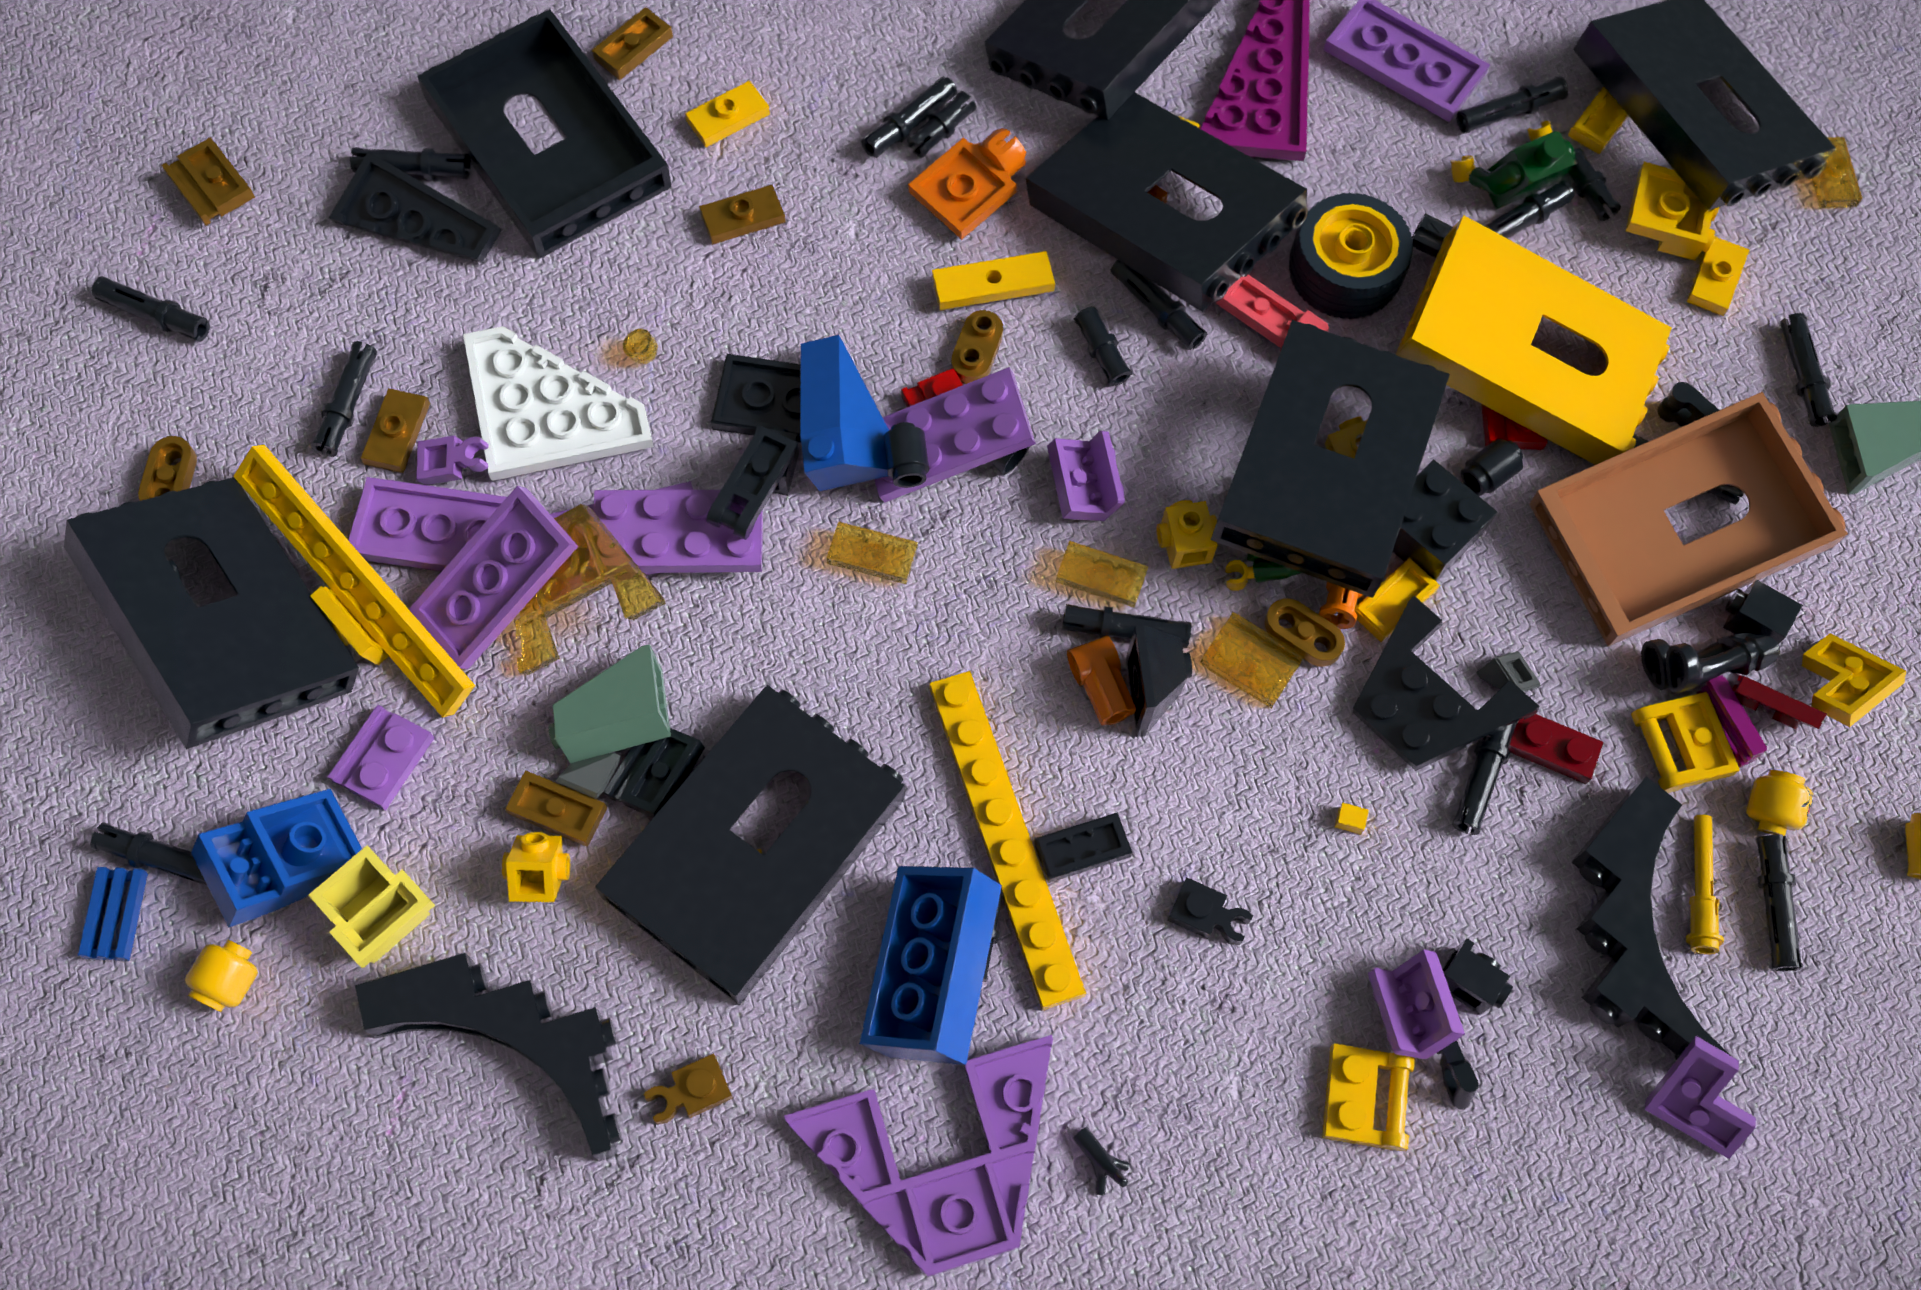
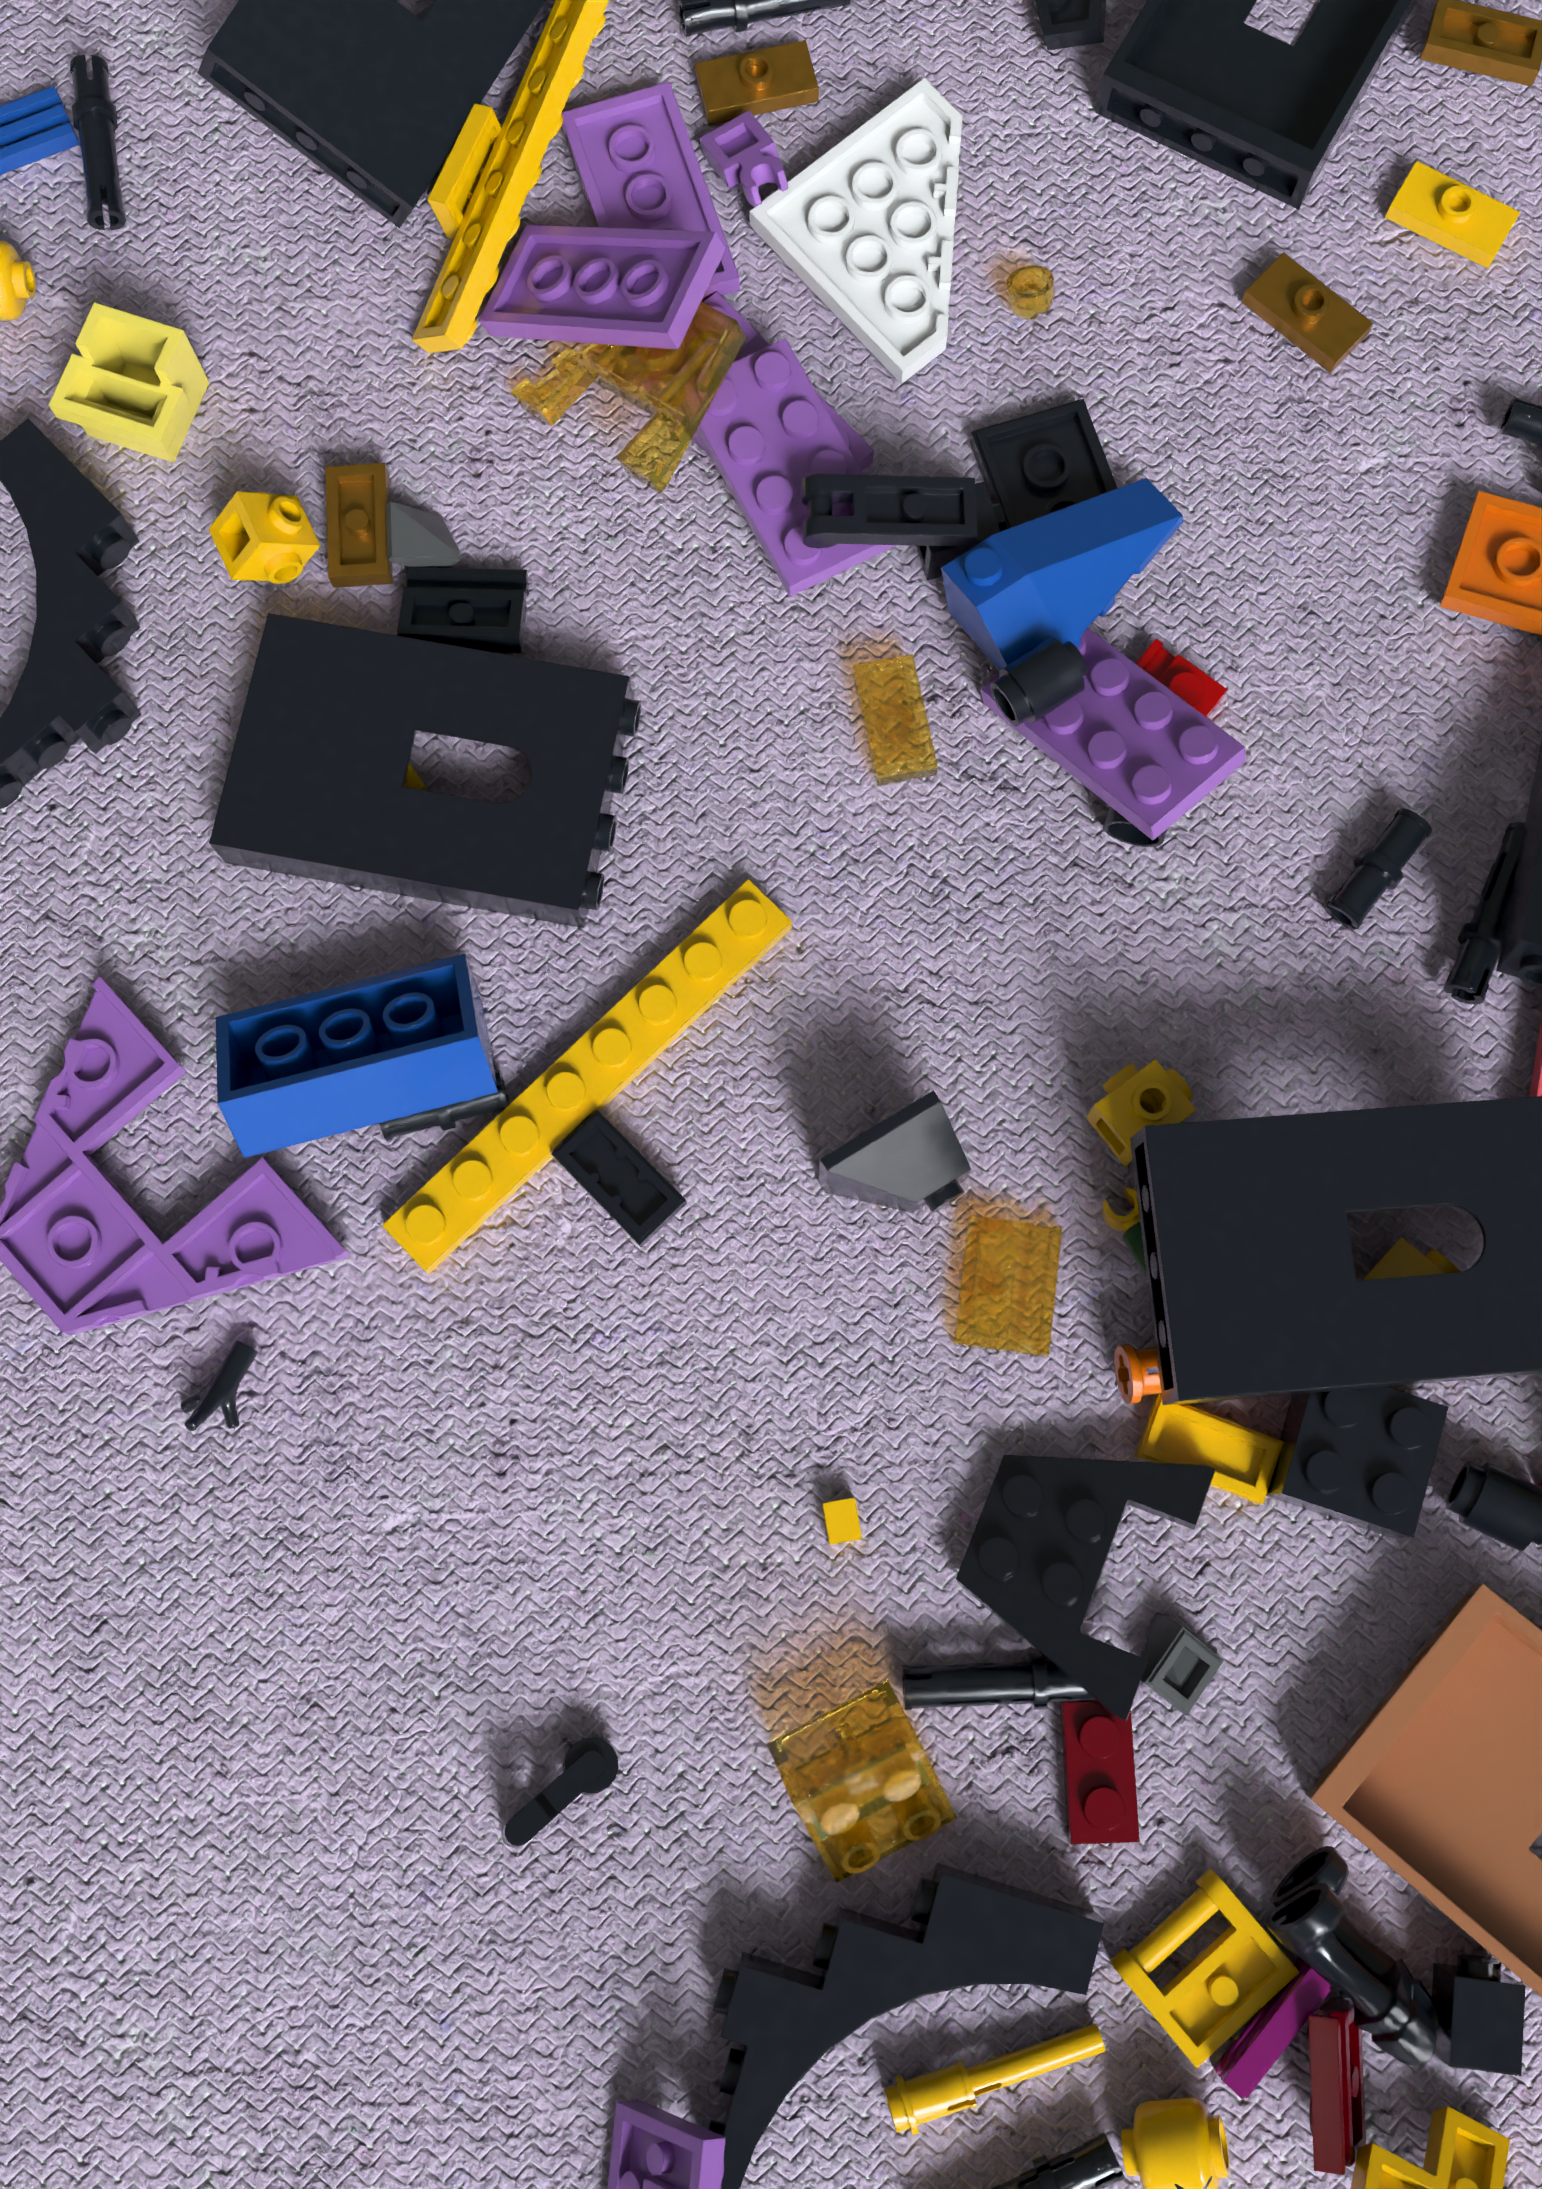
camera: 70 degrees right, 10 degrees up
(274, 855) = (152, 255): blue slope -> none
(381, 757) = (331, 303): medium lavender plate -> none
(613, 709) = (514, 520): sand green slope -> none
(697, 1087) = (95, 861): pearl gold plate -> none
(977, 344) = (1284, 704): pearl gold plate -> none
(993, 280) = (1370, 649): yellow tile -> none
(1086, 477) = (1155, 937): medium lavender bracket -> none
(1098, 669) = (877, 1083): orange piece -> none
(1101, 574) = (1024, 1027): clear yellow plate -> none
(1120, 625) = (964, 1094): black pin -> none
(1202, 910) = (612, 1371): black plate -> none
(1305, 631) = (1083, 1340): pearl gold plate -> none
(1353, 1094) = (453, 1681): yellow plate -> none
(1416, 1006) = (598, 1714): medium lavender bracket -> none
(1476, 978) = (685, 1785): black brick -> none
(1511, 875) = (861, 1781): none -> clear yellow slope

